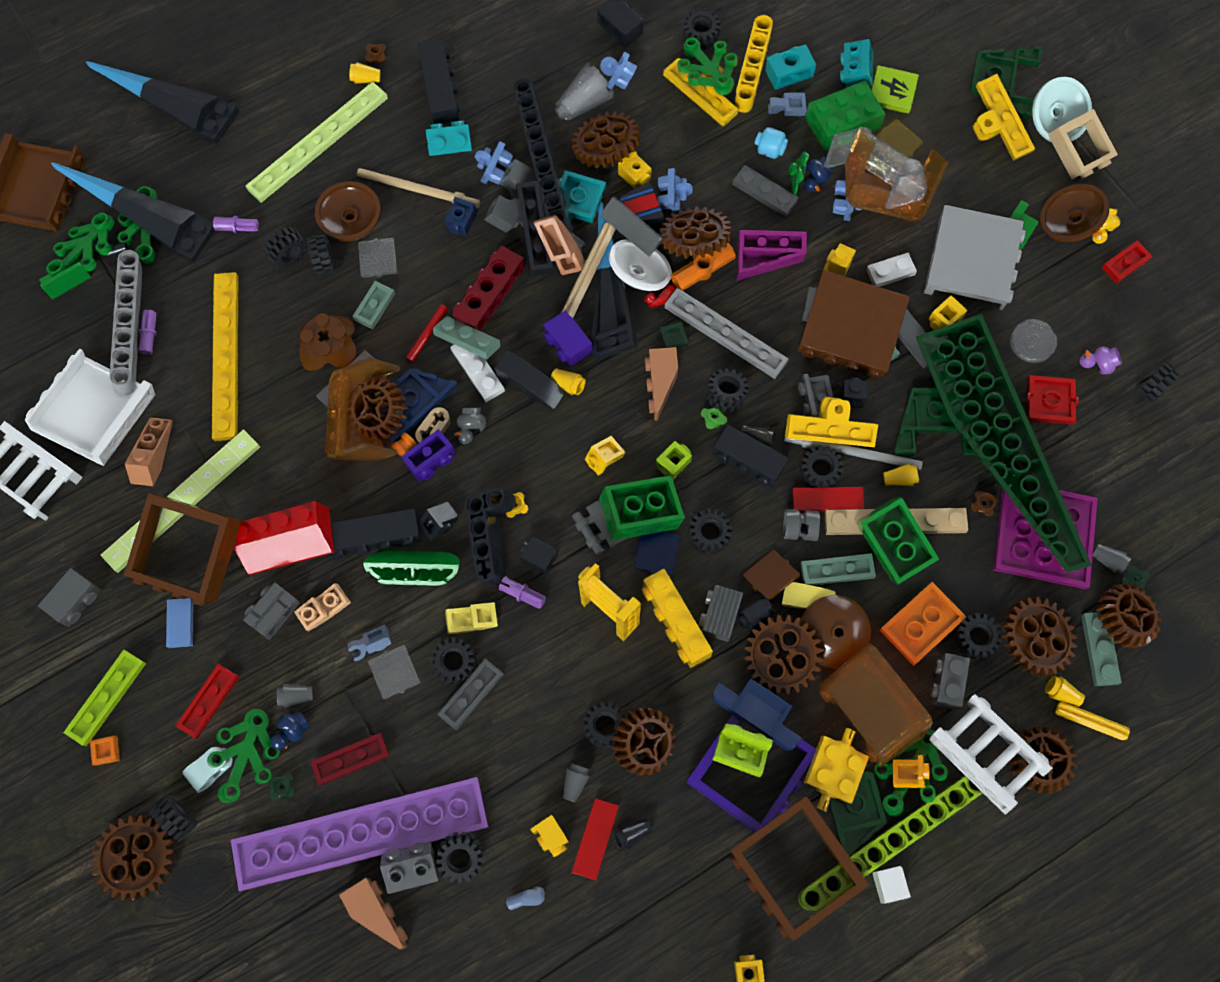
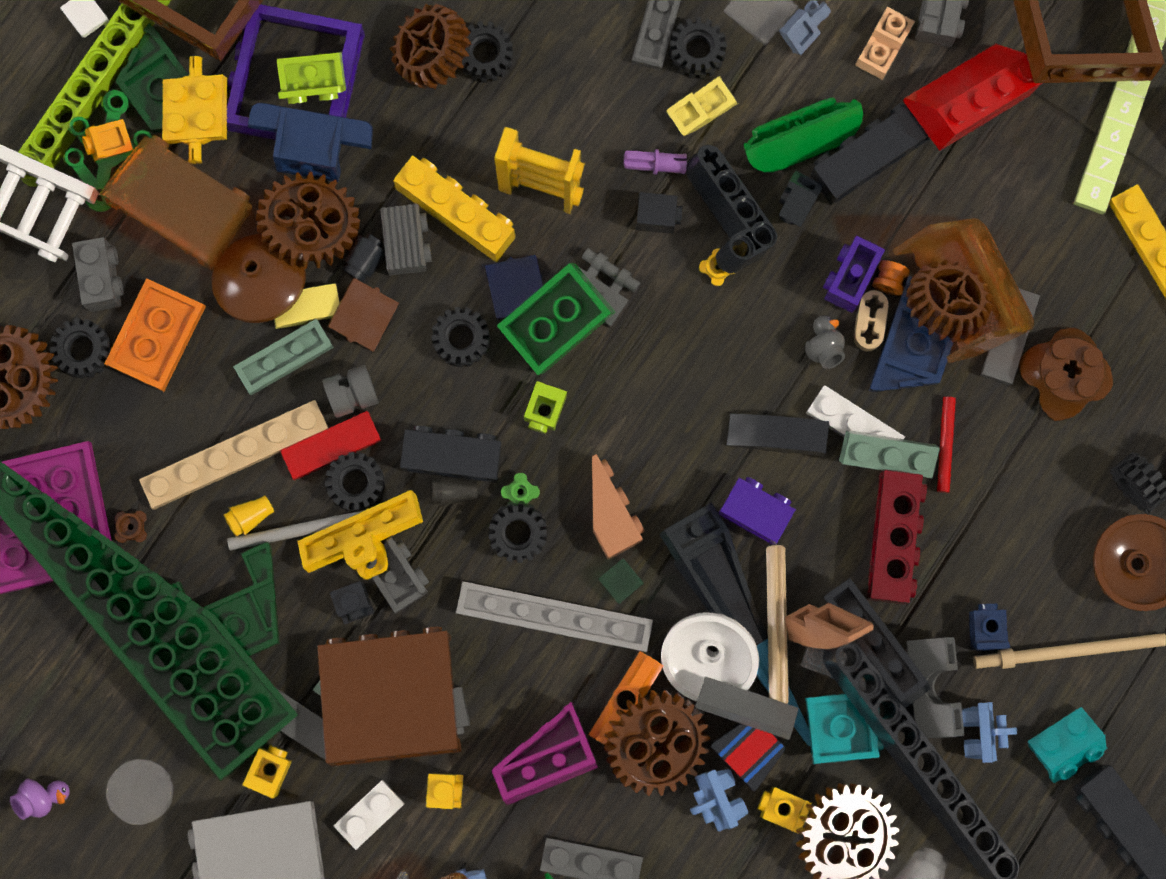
camera: 150 degrees right, 10 degrees up
(374, 305) = (1035, 450): sand green plate -> none
(377, 257) = (1068, 525): clear piece -> none
(570, 382) = (727, 456): yellow cone -> none
(604, 454) = (636, 378): yellow bracket -> none
(654, 301) = (660, 630): red arm -> none
(897, 540) = (222, 415): green brick -> none
(1051, 399) = (89, 709): red plate -> none

